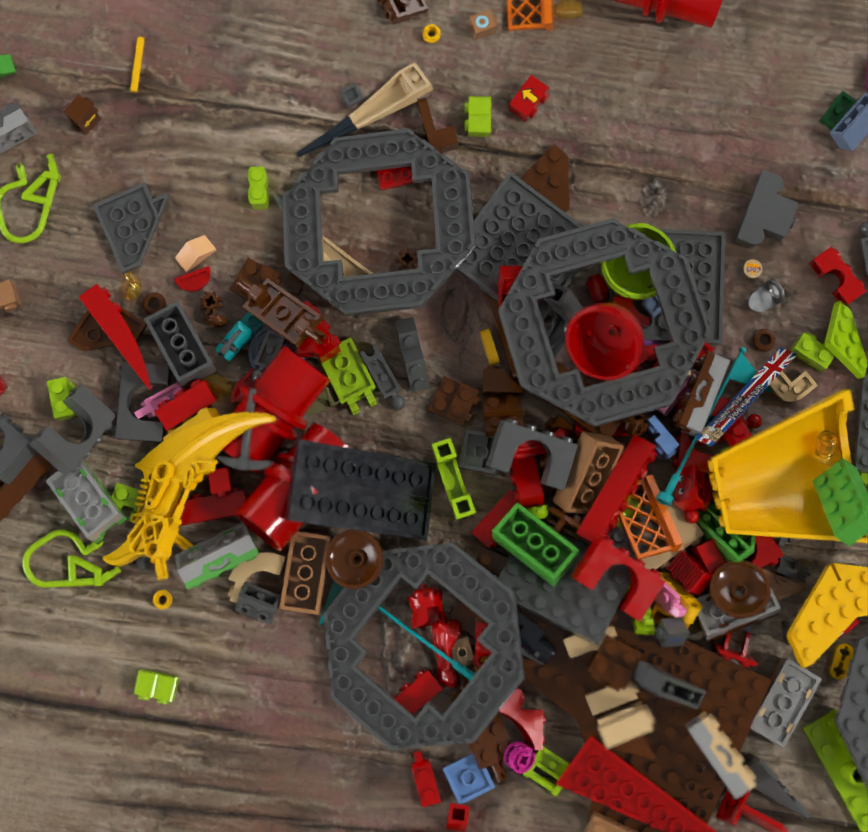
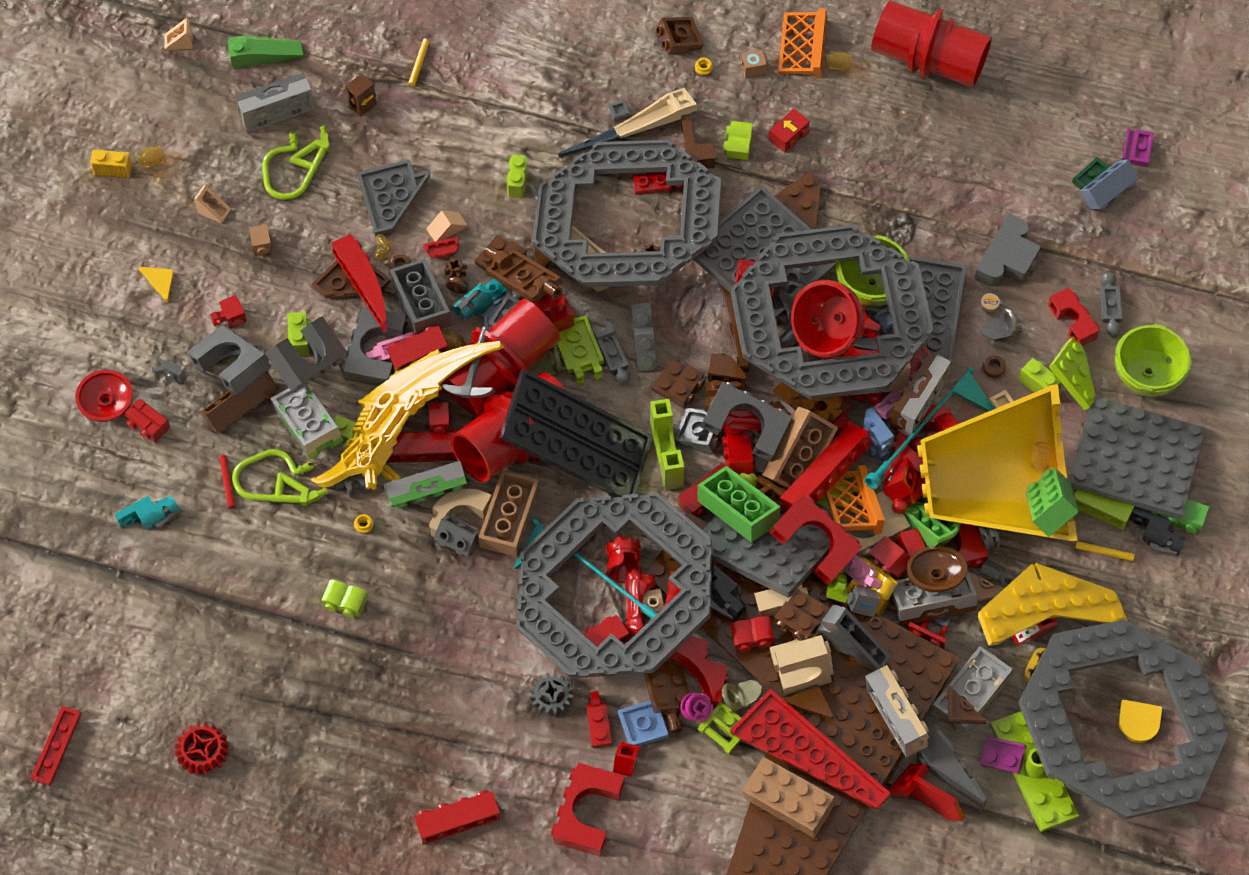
camera: 15 degrees right, 20 degrees down
(18, 571) = (227, 481): none -> red bar
(342, 560) = (554, 491): reddish brown dish -> none
(363, 764) = (560, 692): none -> dark grey gear
(489, 347) = (720, 338): yellow beam -> none
(562, 740) = (741, 694): none -> olive piece
(565, 678) = (752, 633): none -> red brick
(635, 425) = (853, 415): reddish brown gear -> none
(746, 396) = (967, 404): sticker -> none
(777, 732) = (961, 711): none -> reddish brown tile
(819, 764) = (1003, 755): none -> magenta plate

